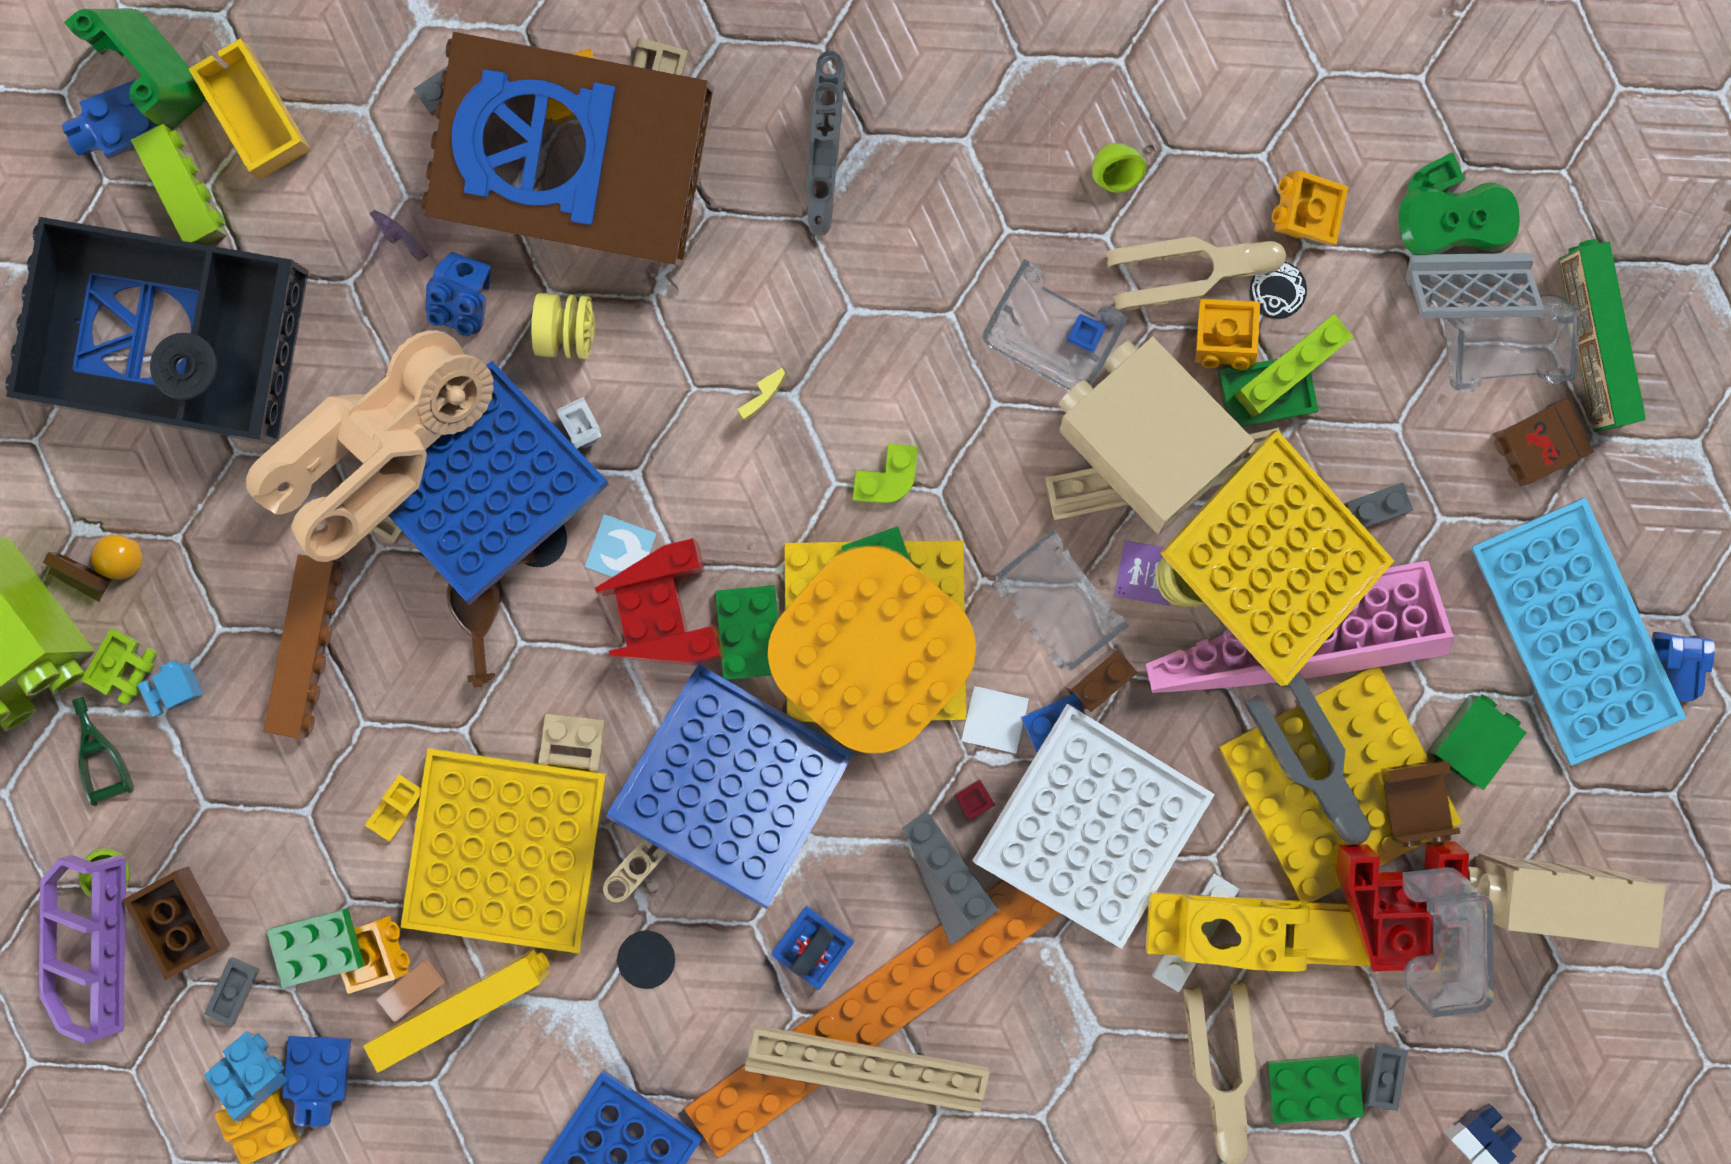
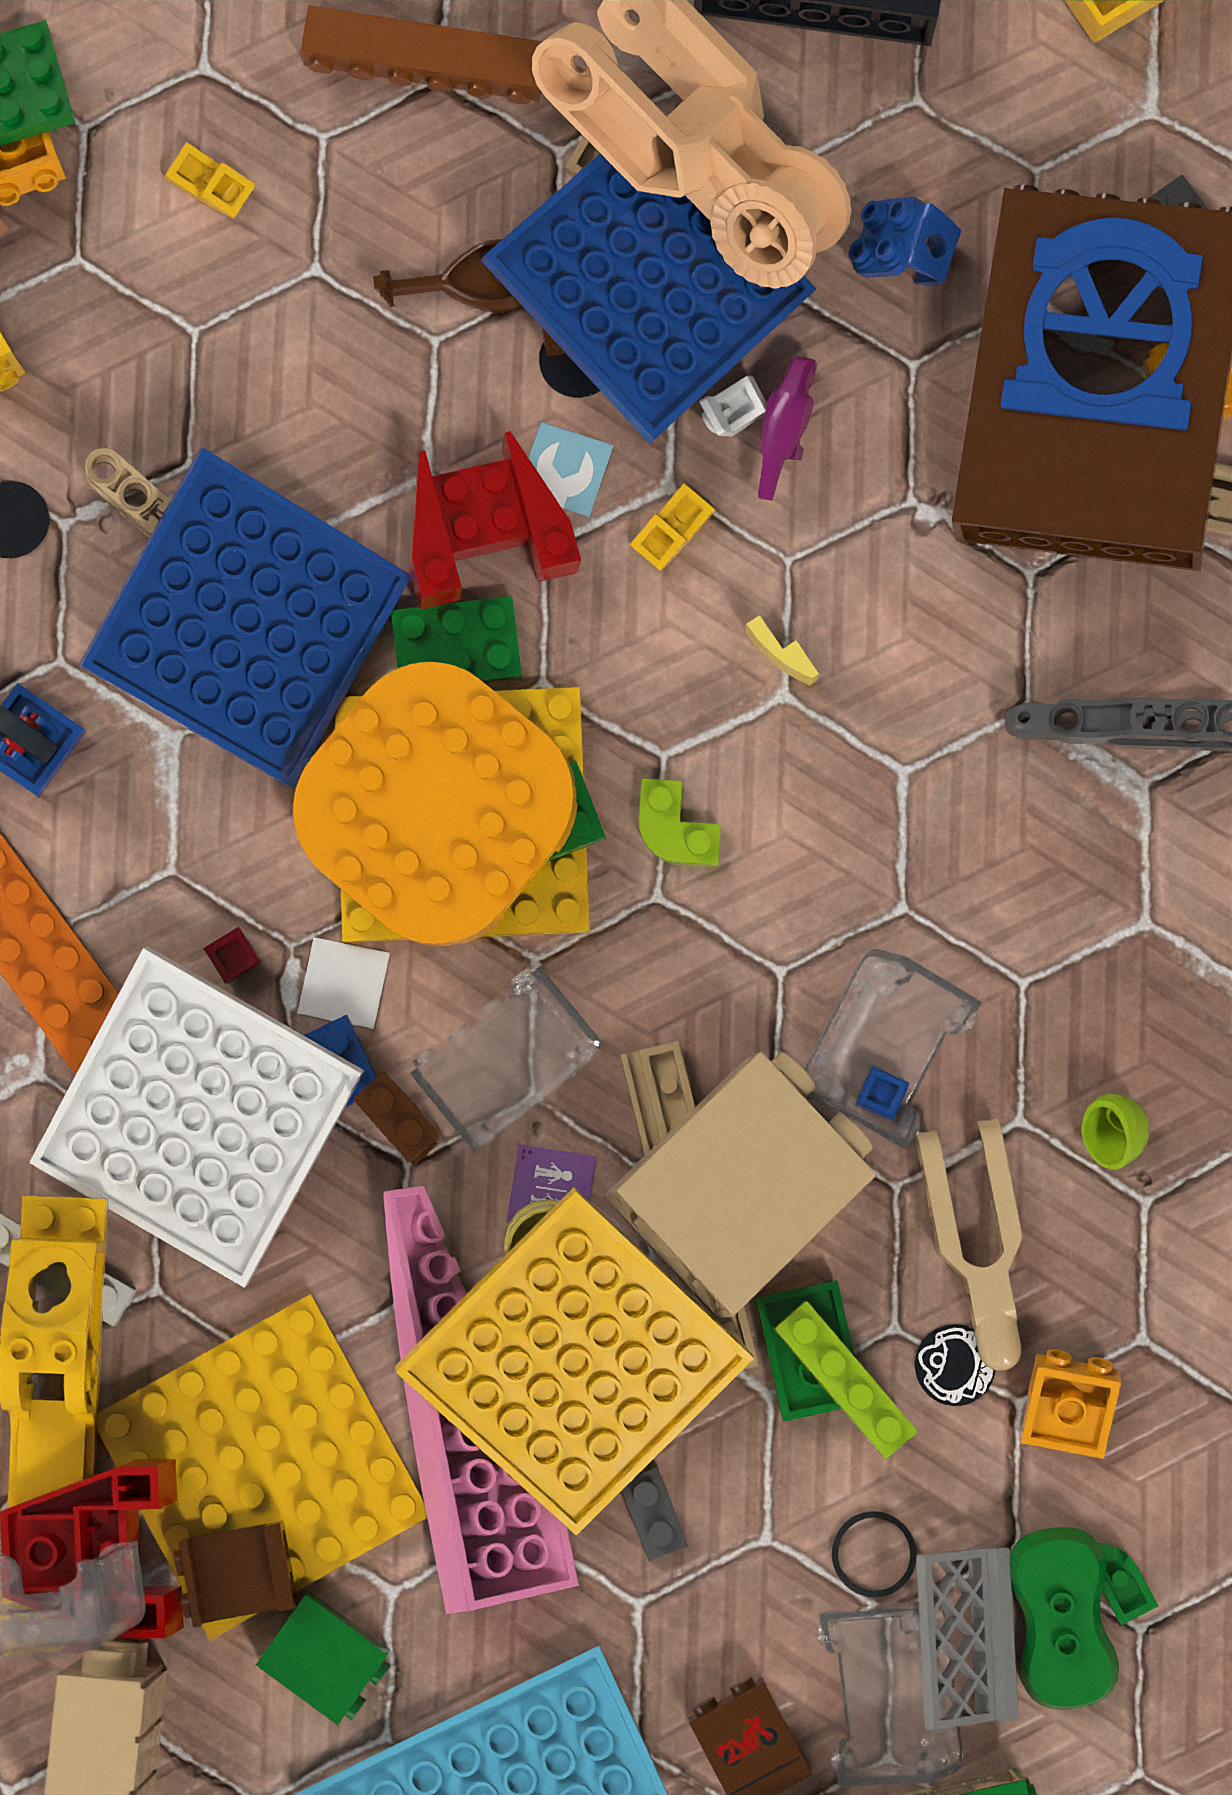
camera: 90 degrees right, 5 degrees down
(395, 232) = (987, 155): clear purple slope -> none
(503, 850) = (155, 325): yellow plate -> none
(567, 326) = (865, 378): light yellow wheel -> none
(572, 732) = (315, 412): tan plate -> none
(593, 385) = (785, 423): none -> magenta animal
(667, 471) = (672, 527): none -> yellow slope
(951, 884) = (115, 926): dark grey wedge -> none
(1227, 333) = (888, 1290): light orange plate -> none
(1332, 791) = (252, 1446): dark grey piece -> none
(1436, 348) = (912, 1562): none -> black piece

